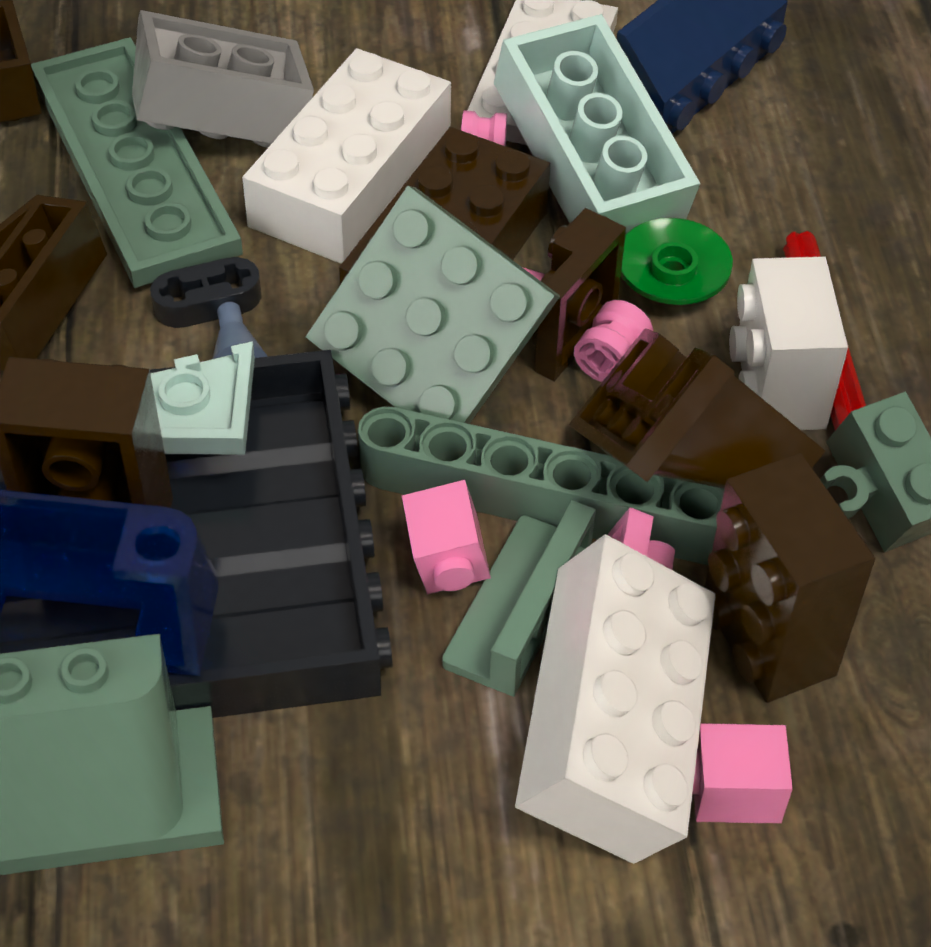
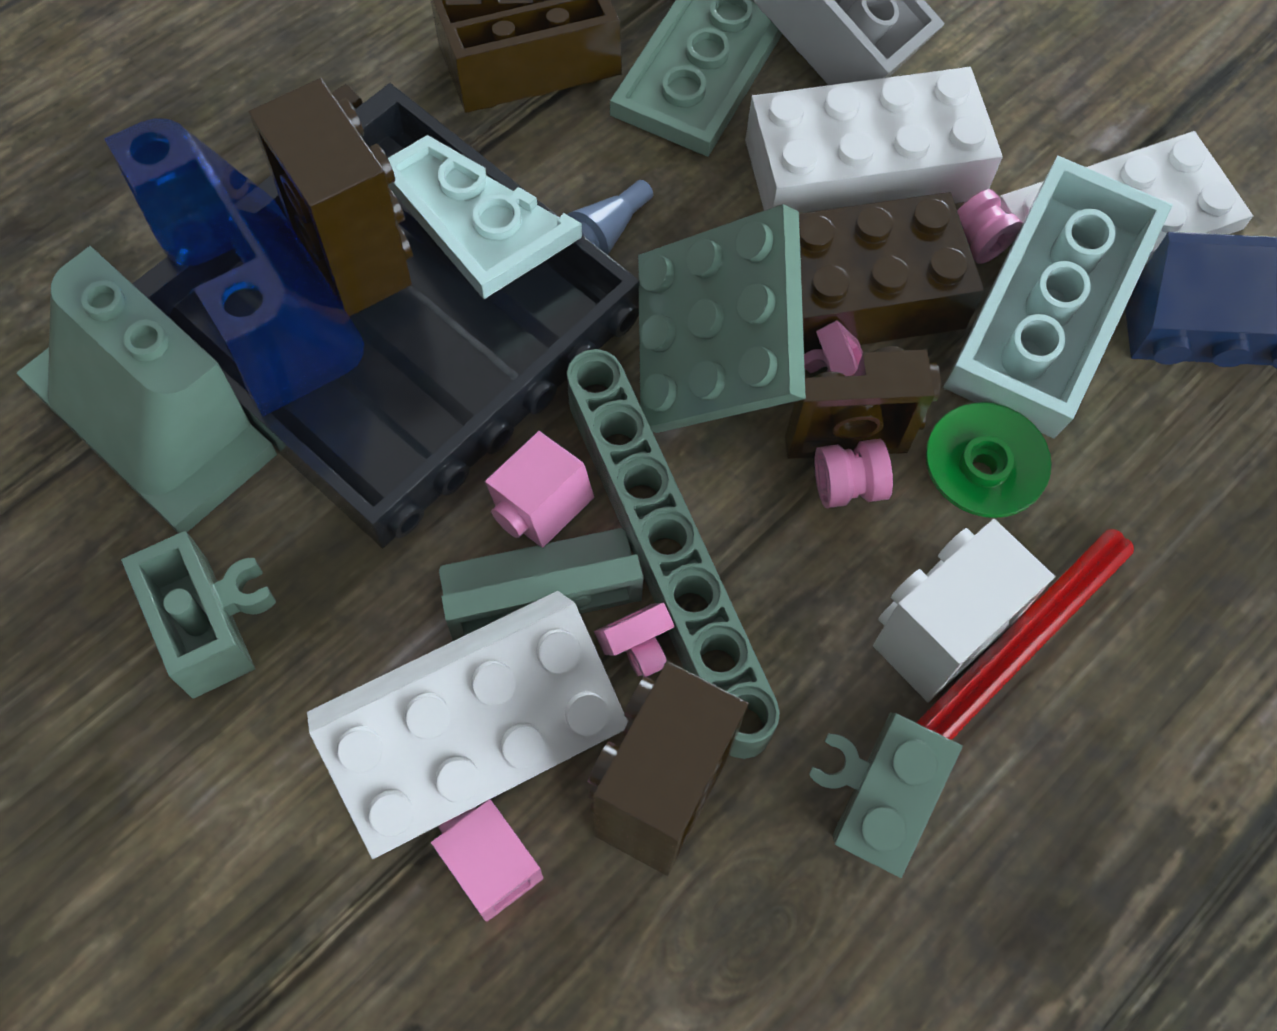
camera: 50 degrees right, 15 degrees up
(204, 290) = (647, 160): black beam -> none
(335, 849) = (194, 612): none -> sand green brick
(686, 417) = (772, 597): dark brown windscreen -> none

